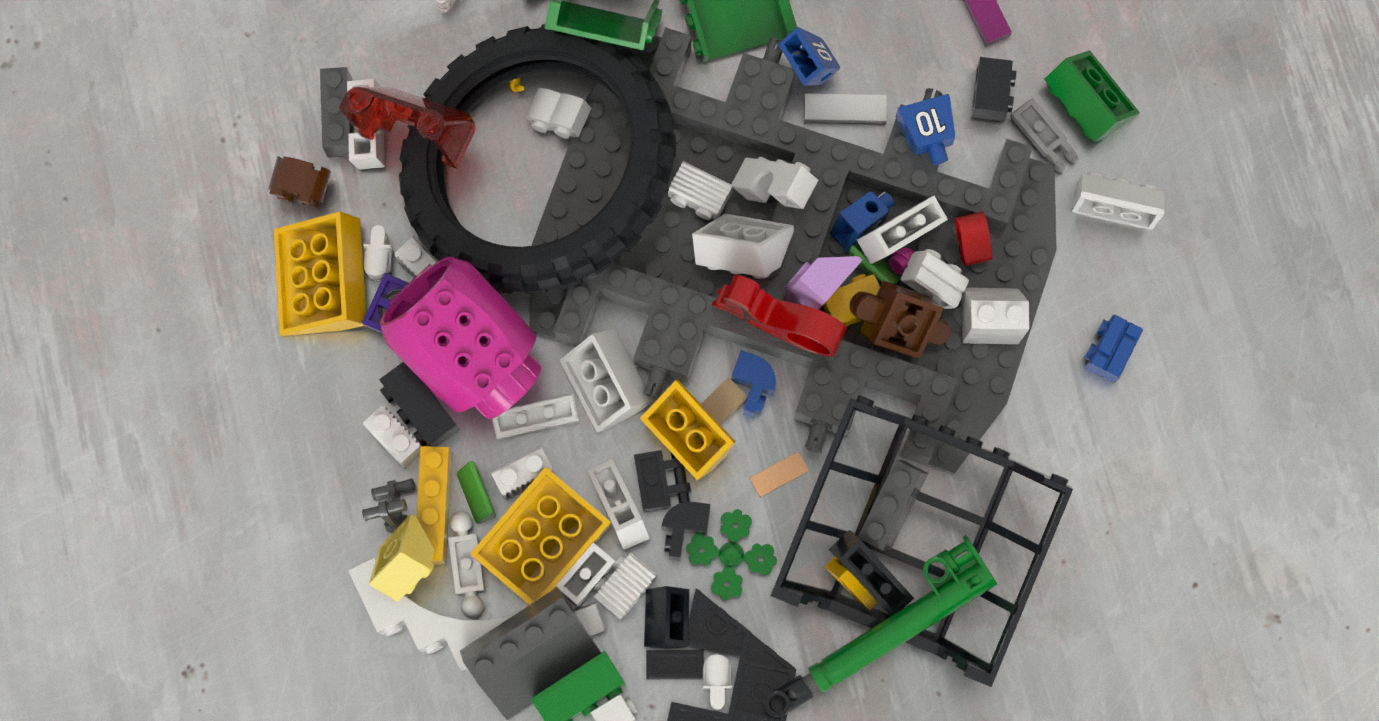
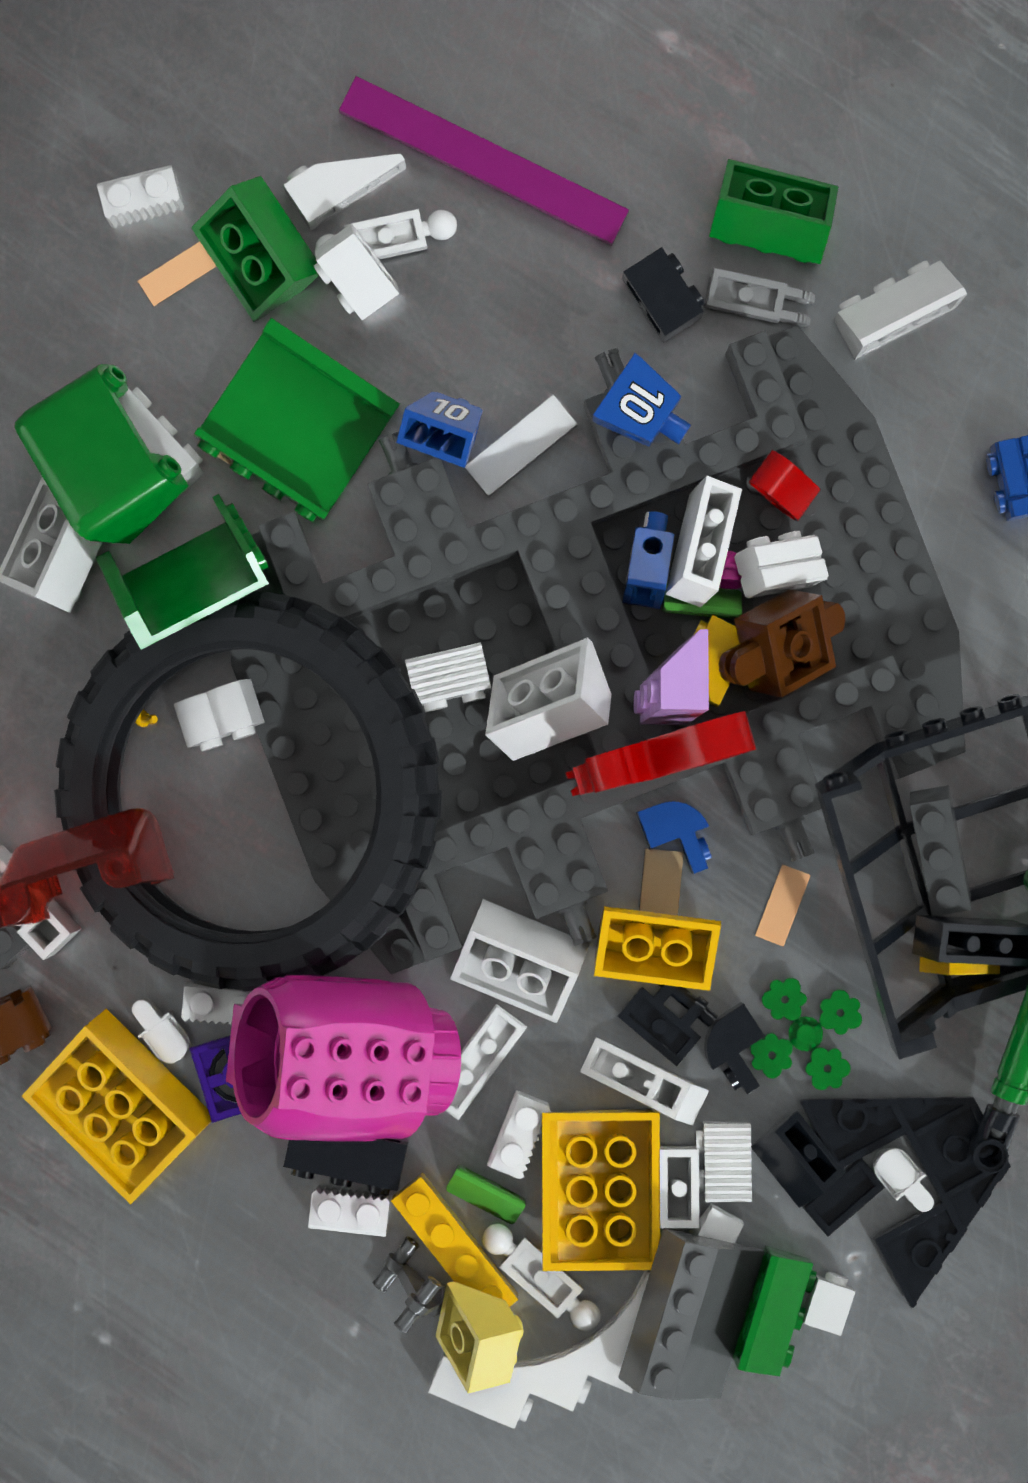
camera: 40 degrees left, 10 degrees up
(784, 181) = (546, 597): white arch -> none
(994, 316) = (873, 549): white slope -> none

